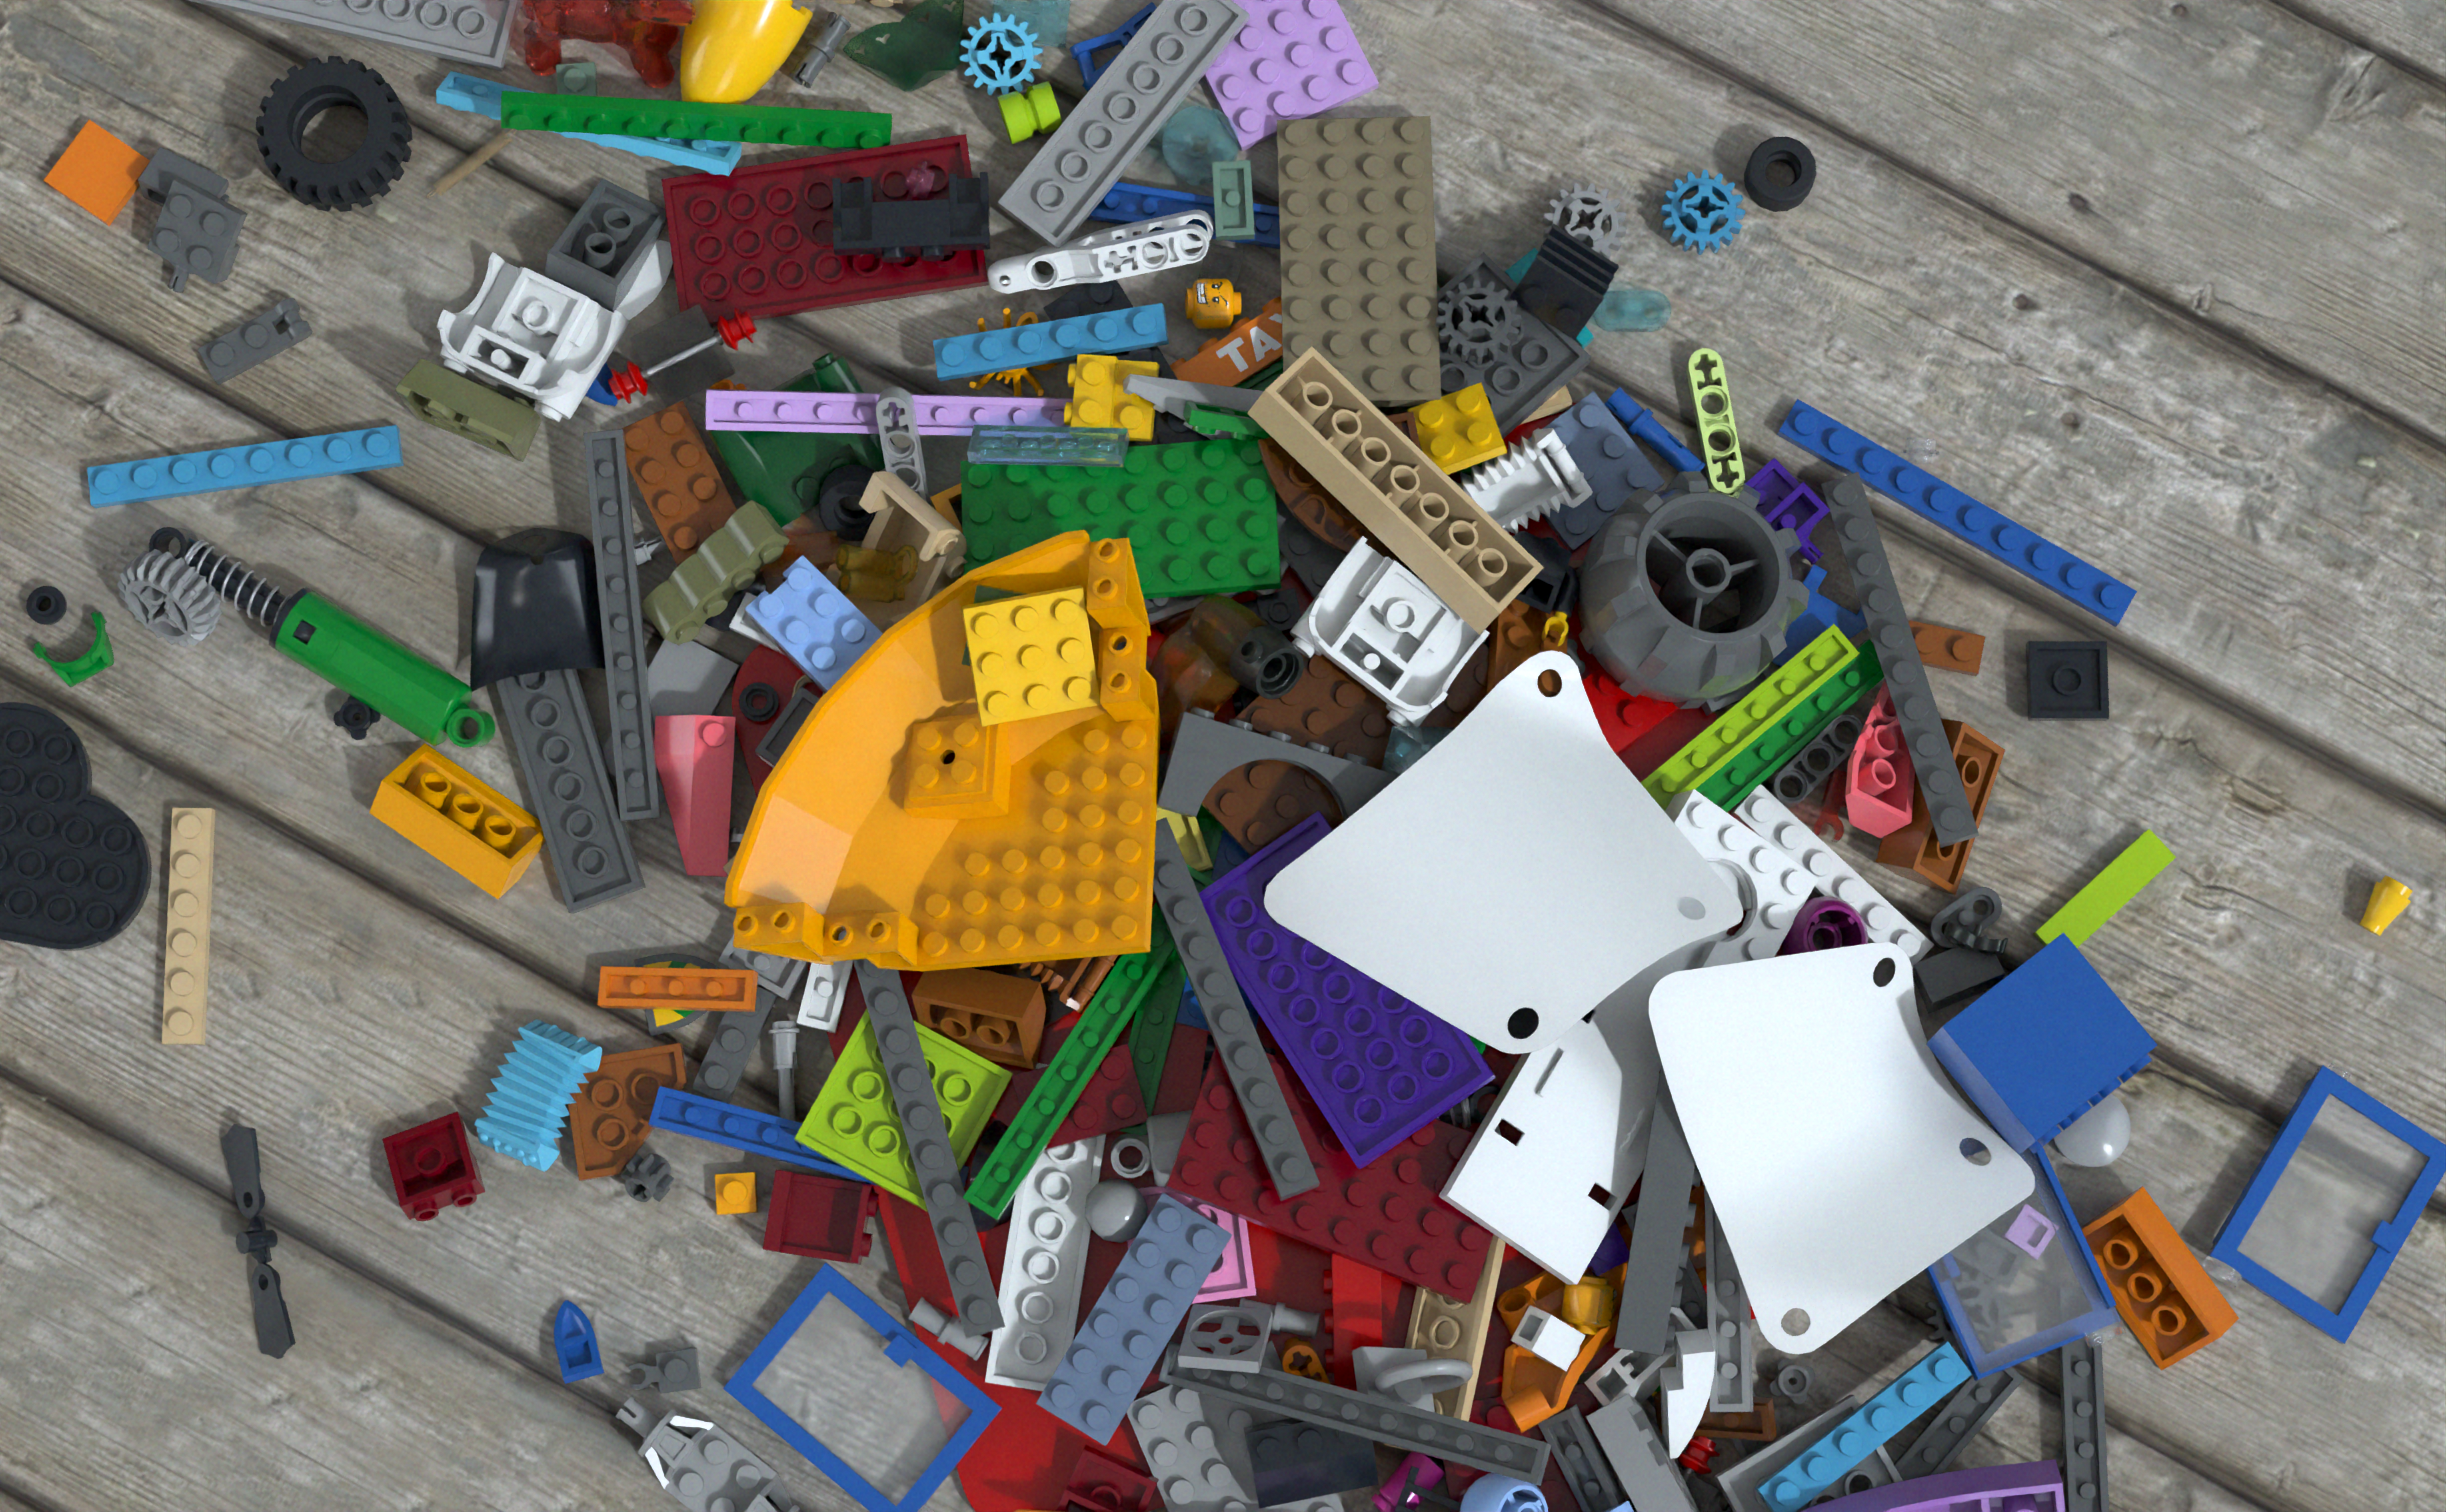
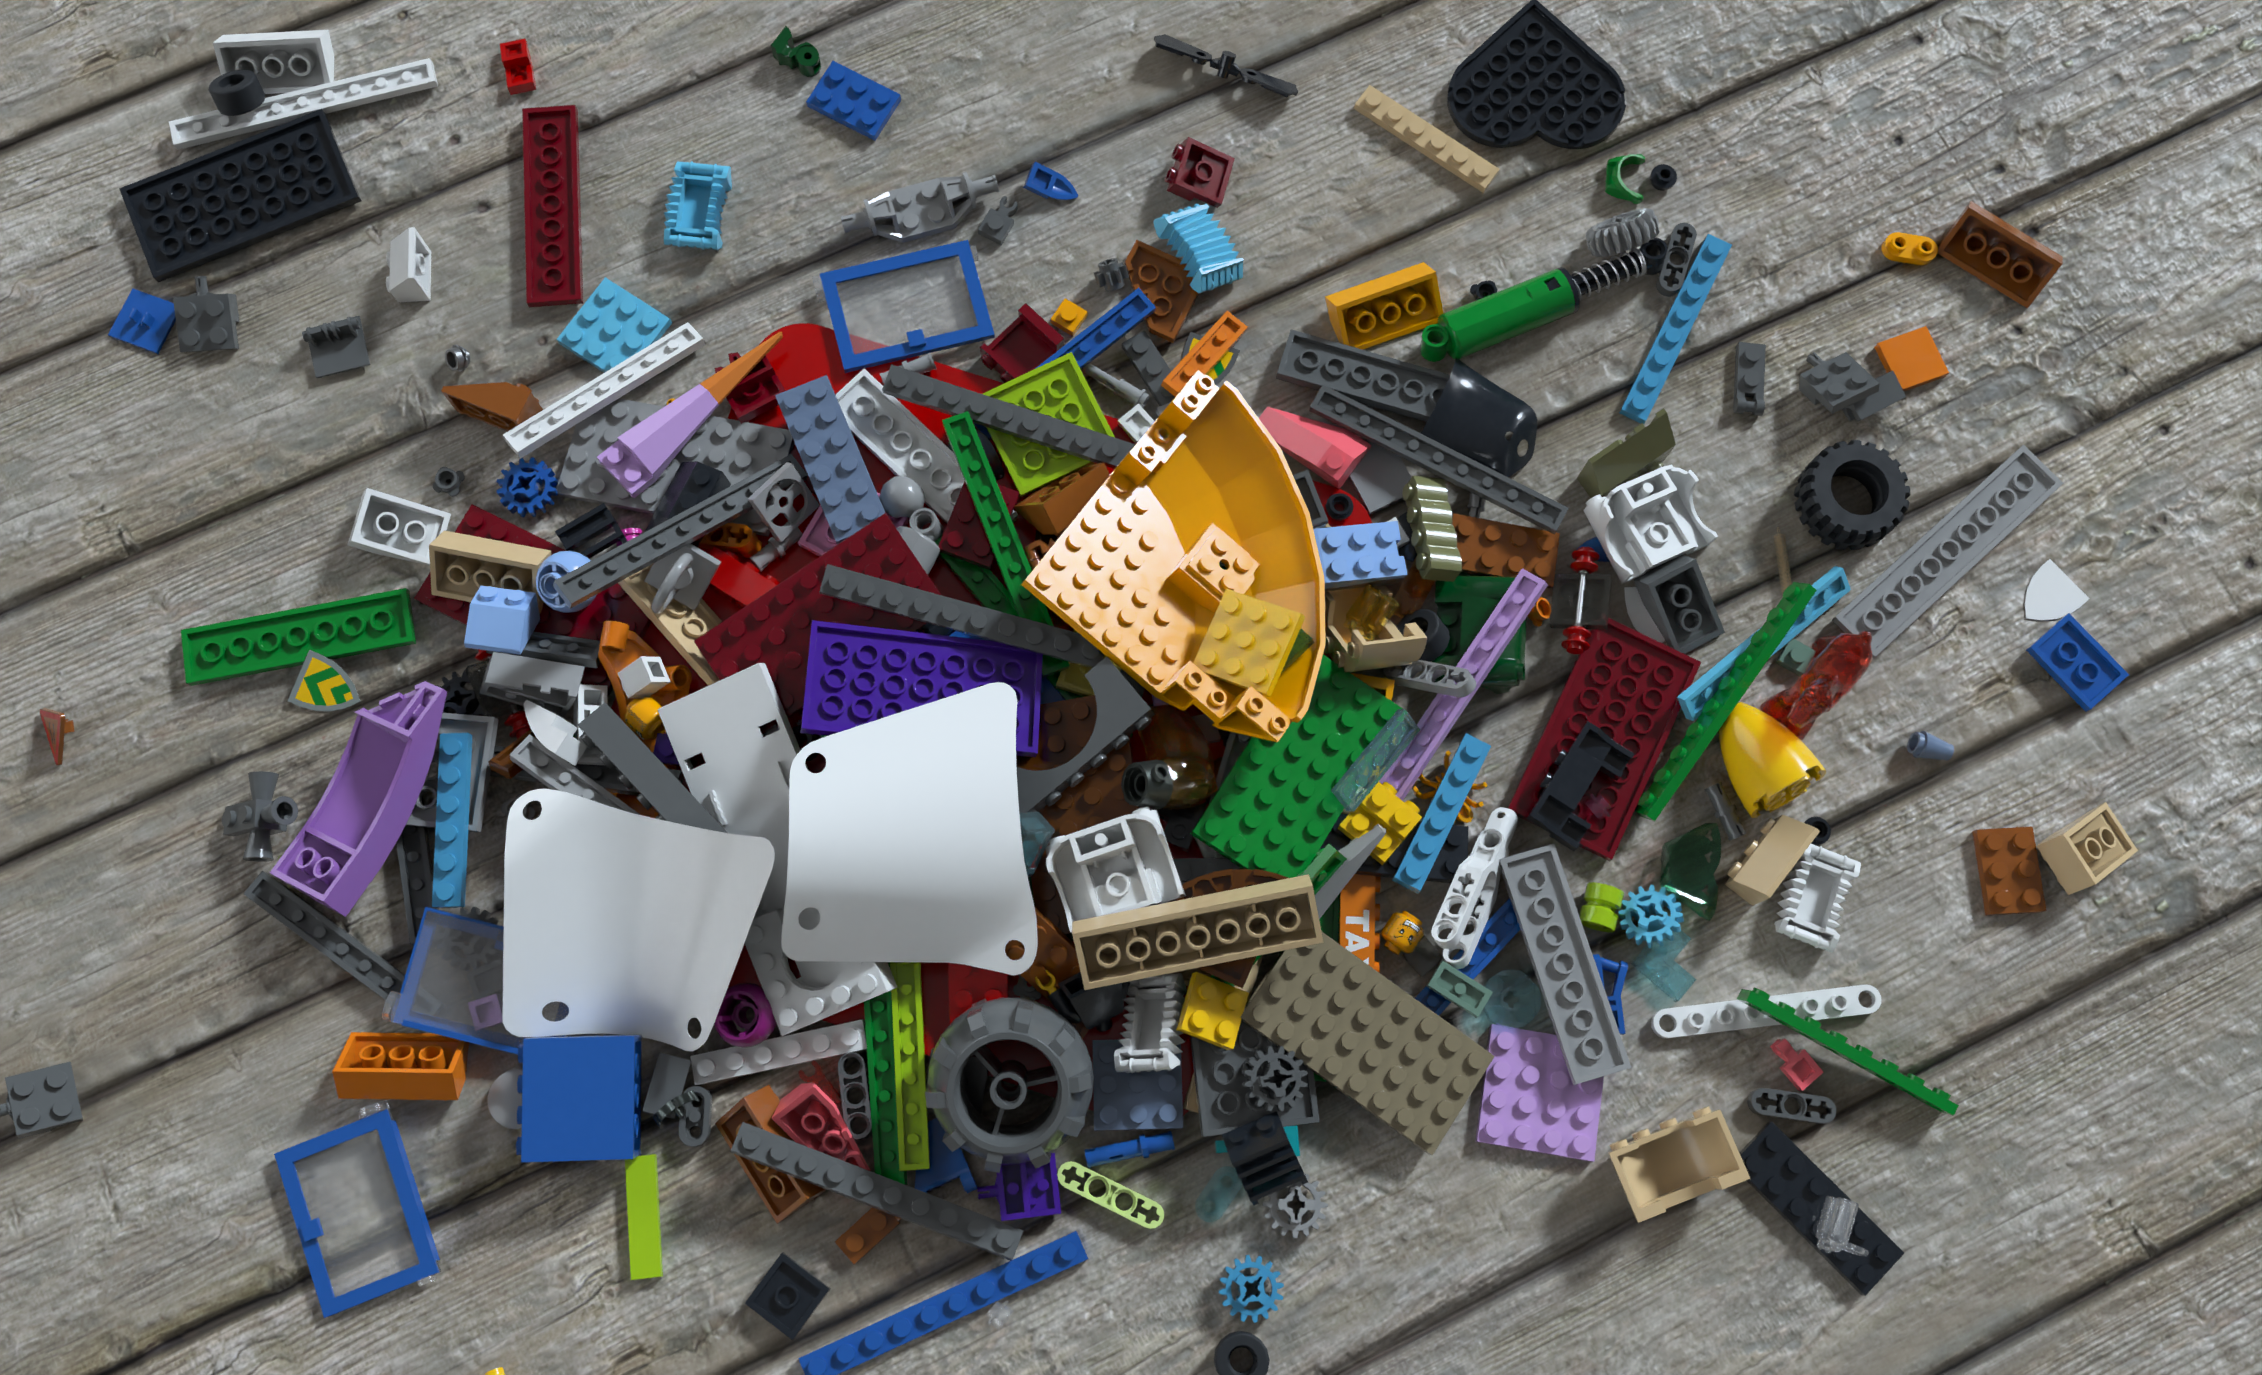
camera: 125 degrees right, 5 degrees down
(120, 519) = (1684, 251): none -> dark grey beam

